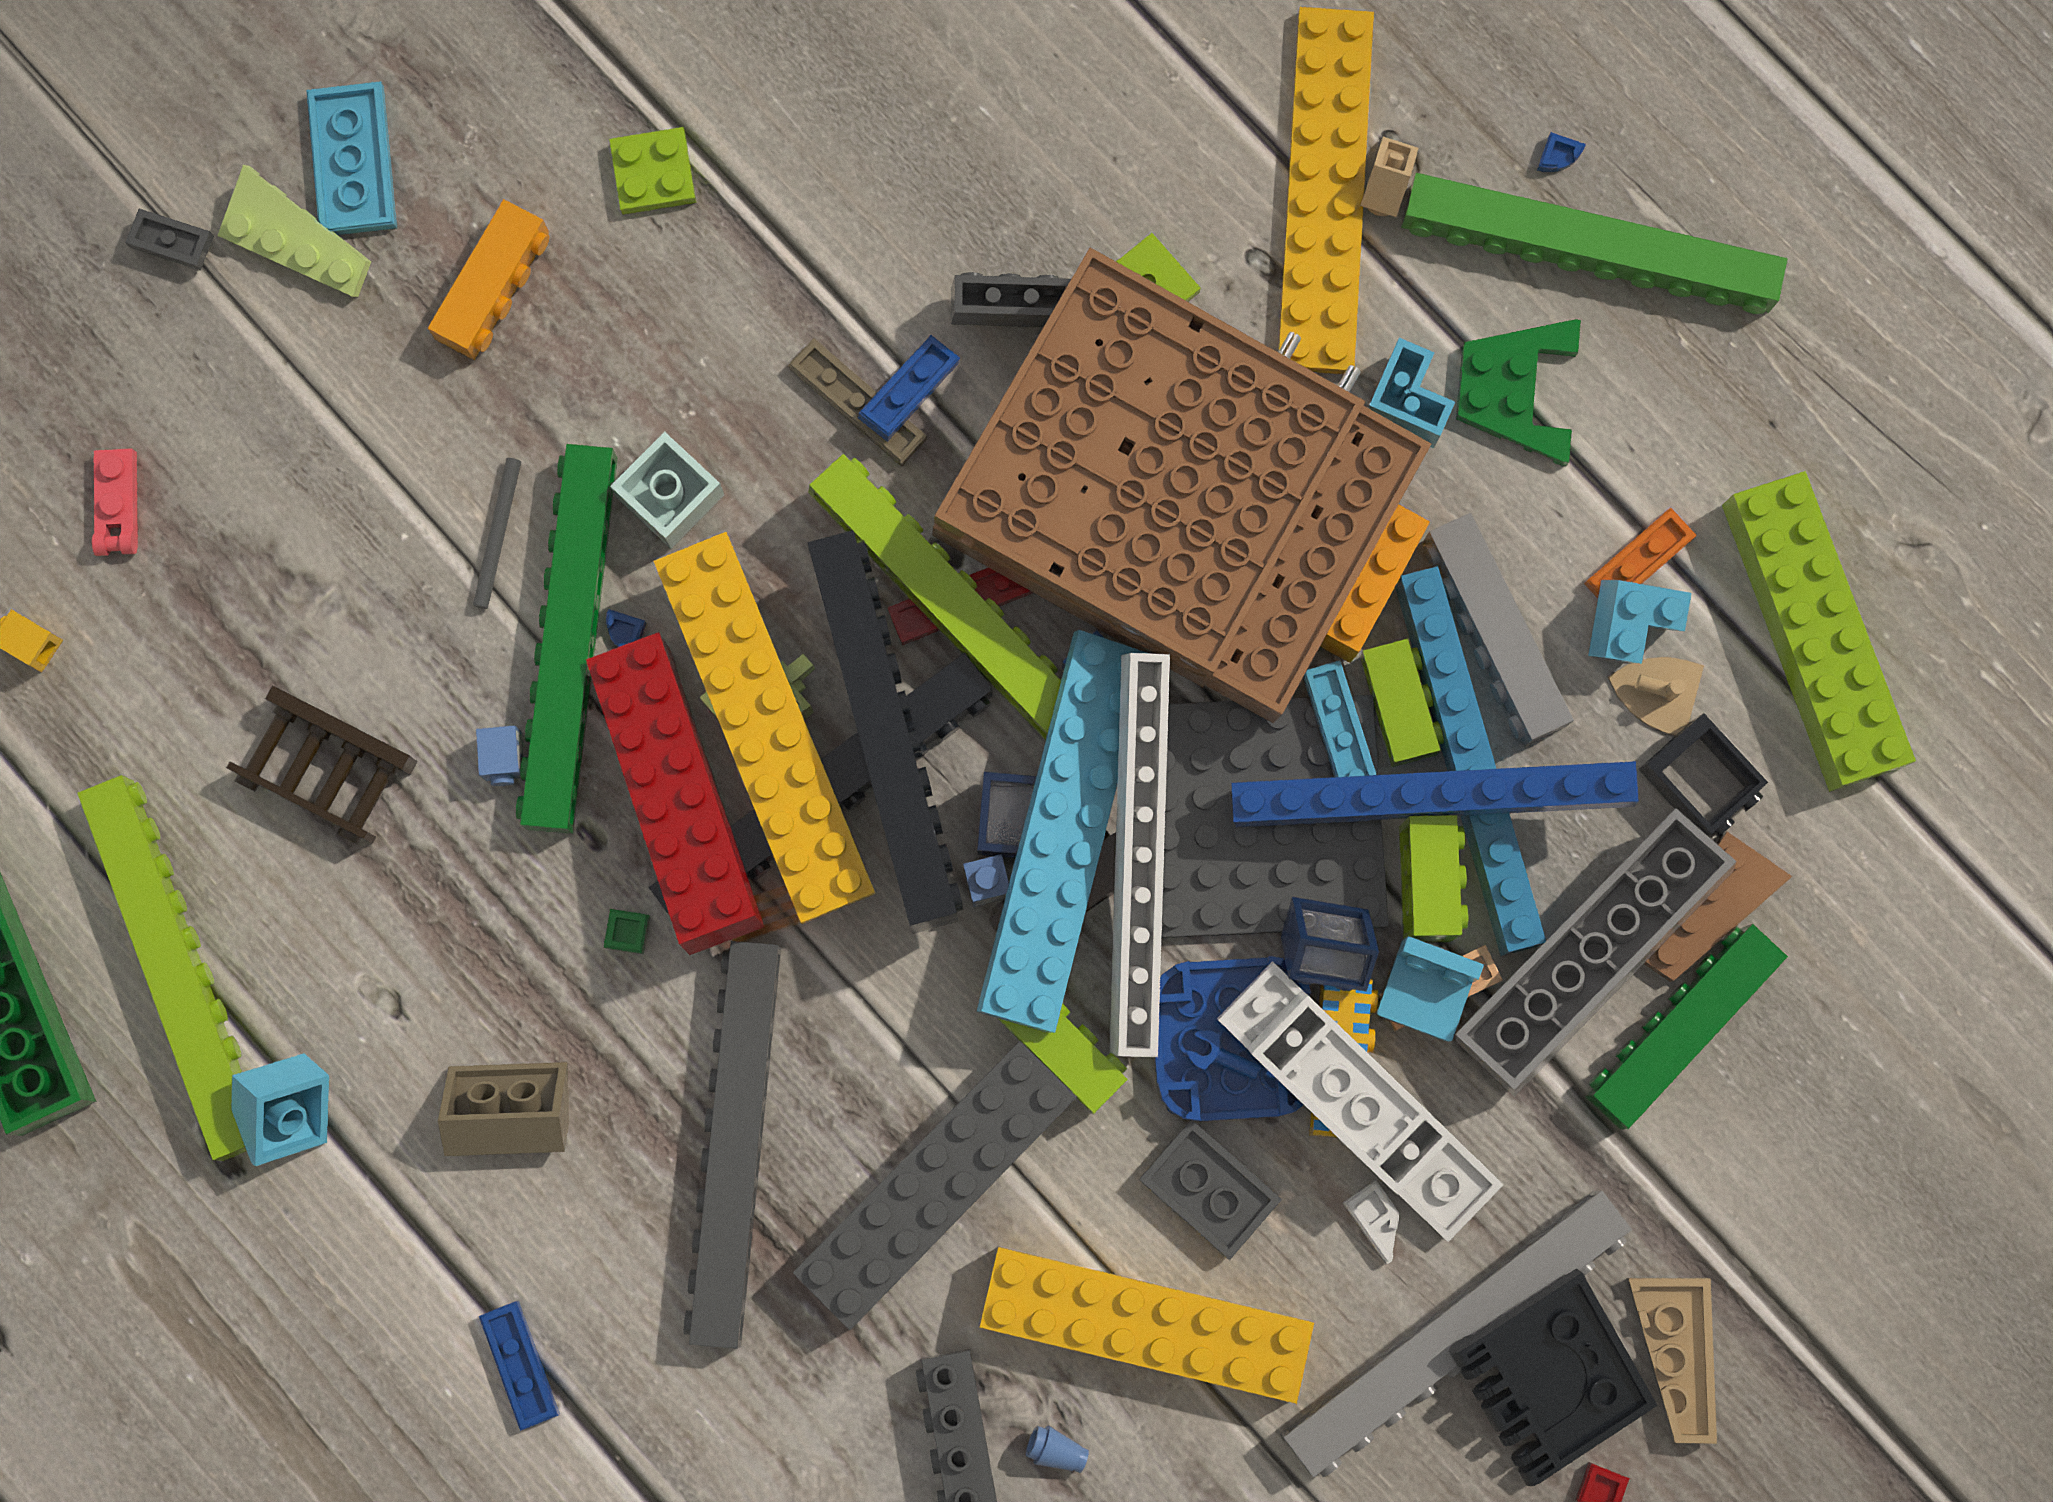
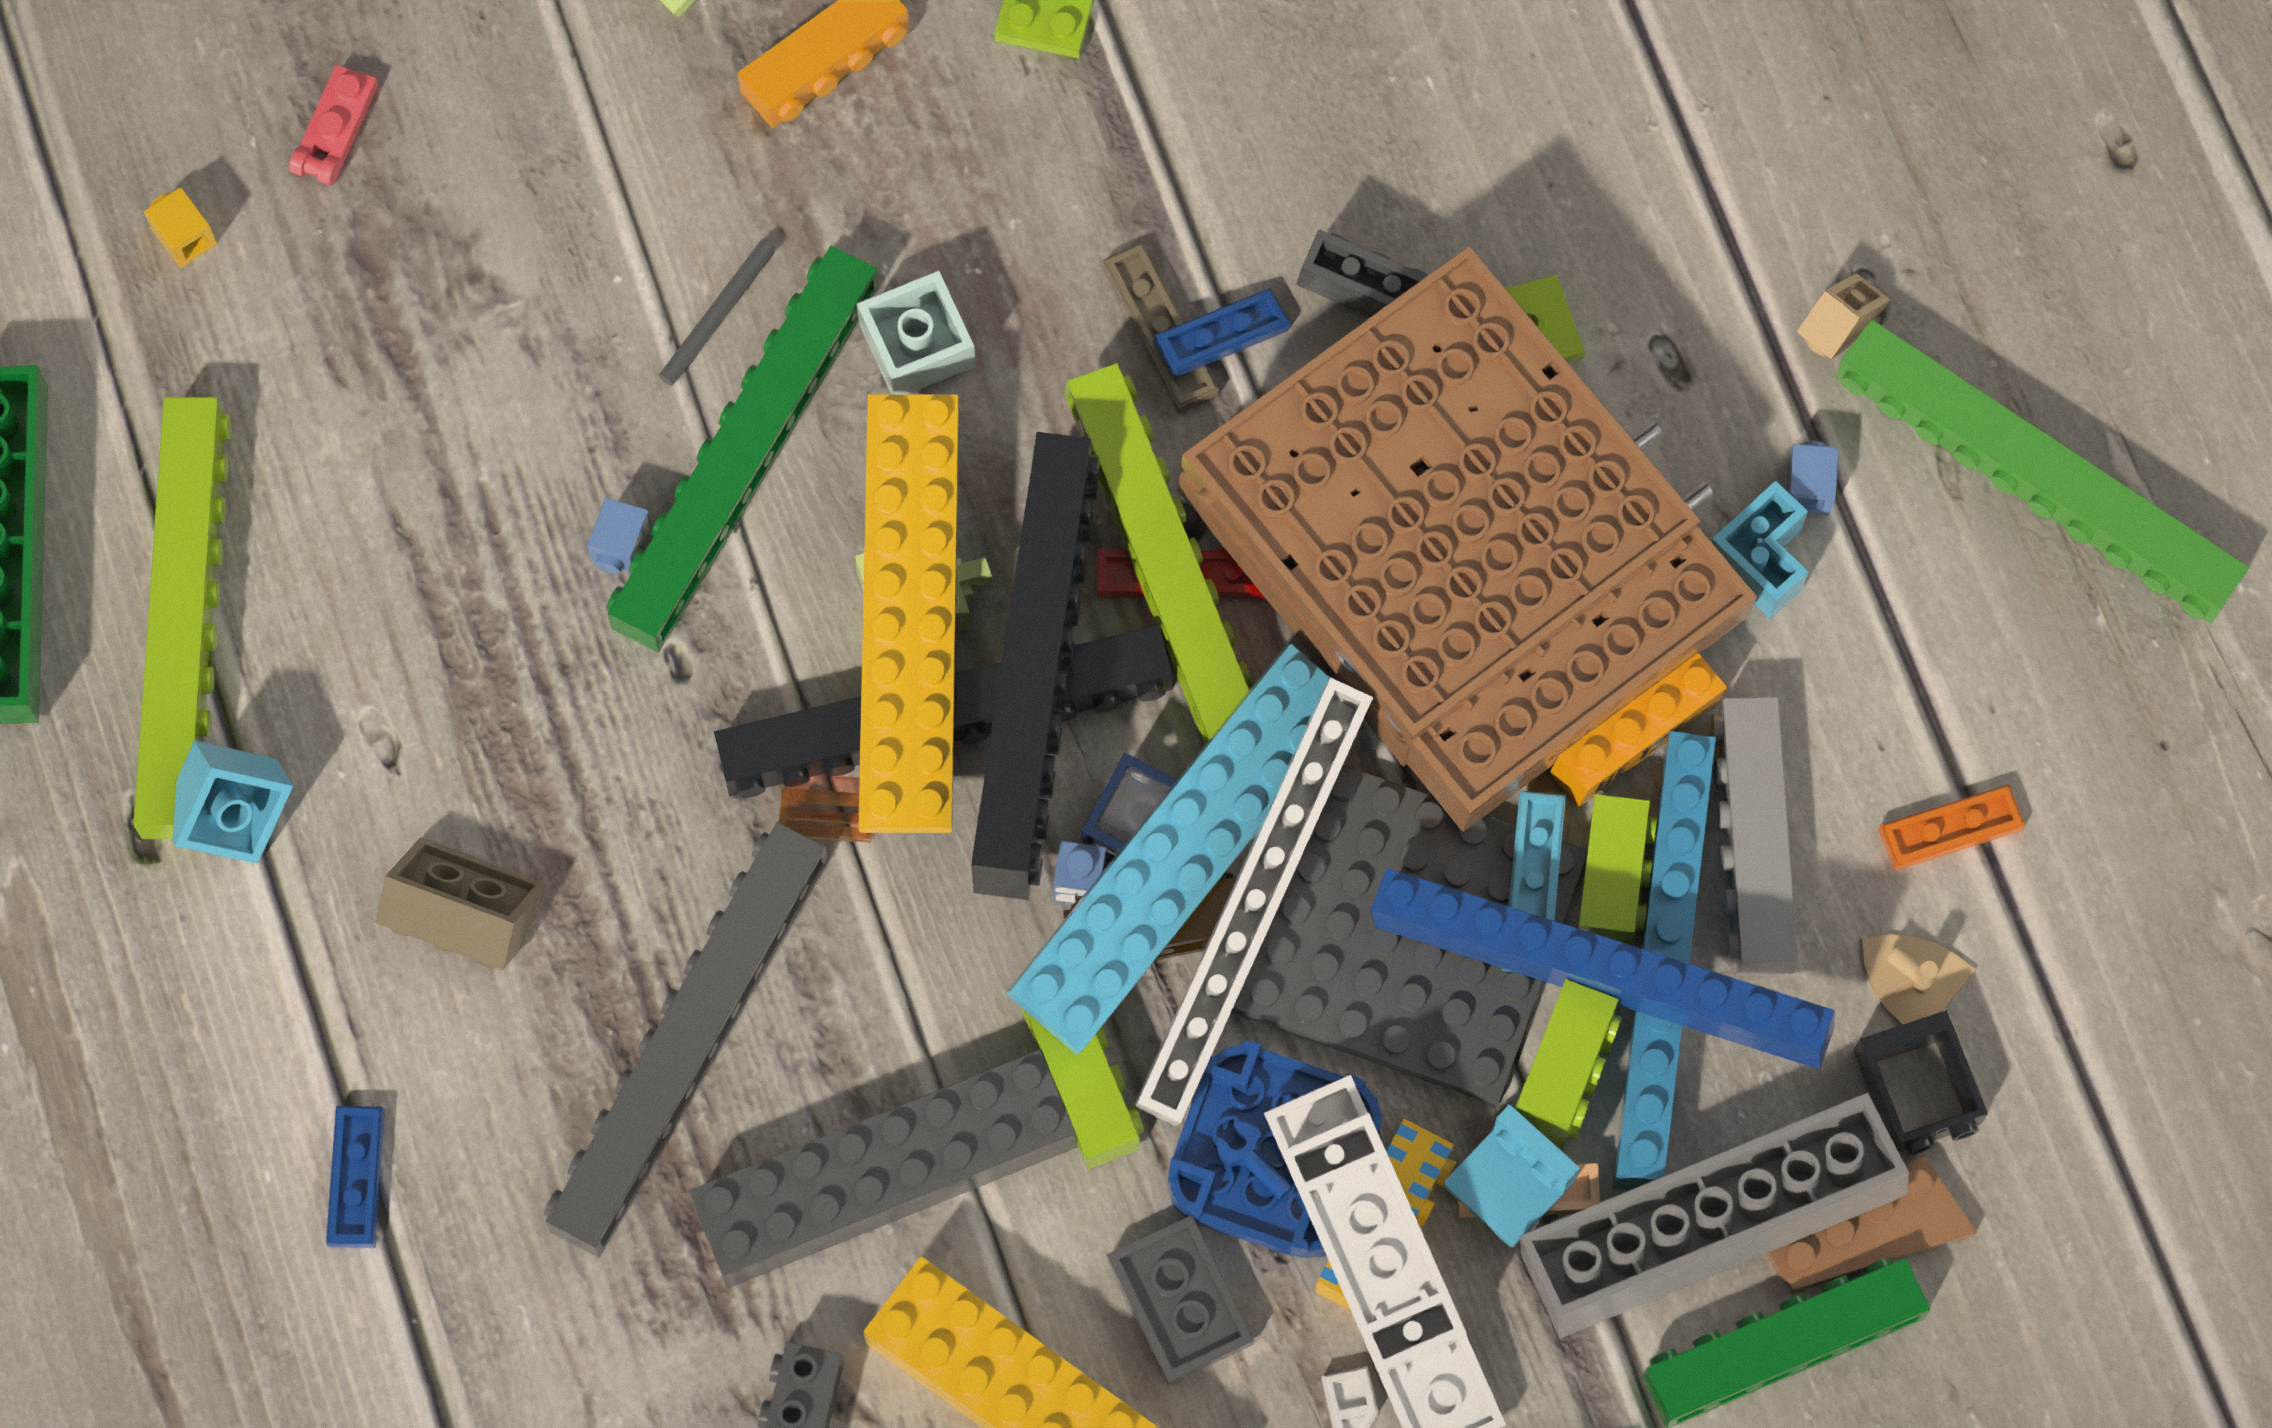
camera: 25 degrees right, 10 degrees down
(321, 728) = (445, 434): dark brown fence -> none
(624, 628) = (807, 466): blue tile -> none
(626, 931) = (670, 774): green tile -> none
(674, 794) = (784, 645): red brick -> none
(1326, 187) = (1768, 300): yellow plate -> none
(1329, 944) = (1420, 1085): piece -> none
(1420, 318) = (1813, 476): none -> medium blue brick
(1500, 386) = (1874, 581): green wing -> none
(1559, 153) = (2046, 365): blue tile -> none
(1626, 613) = (1914, 869): medium azure brick -> none
(1818, 631) = (2116, 981): lime brick -> none

